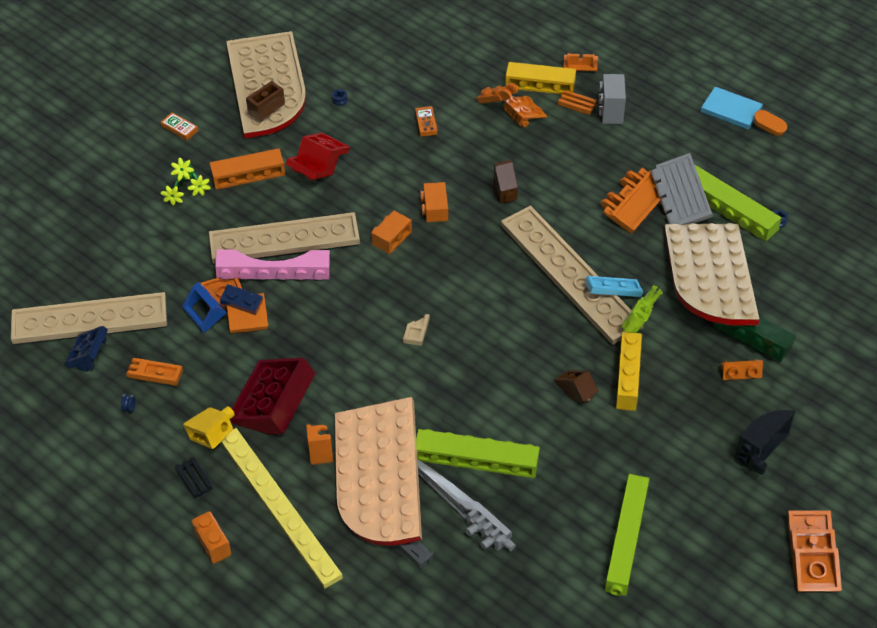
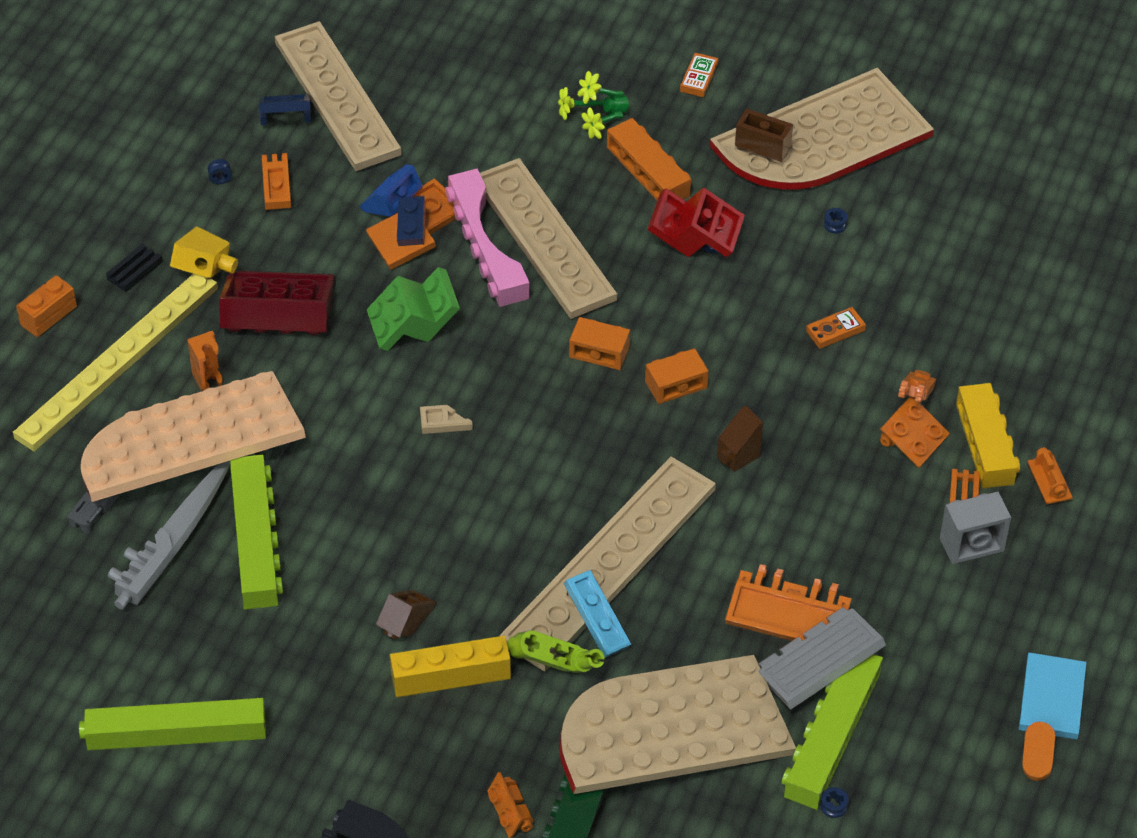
camera: 70 degrees right, 0 degrees up
(322, 317) = (413, 309): none -> bright green bracket

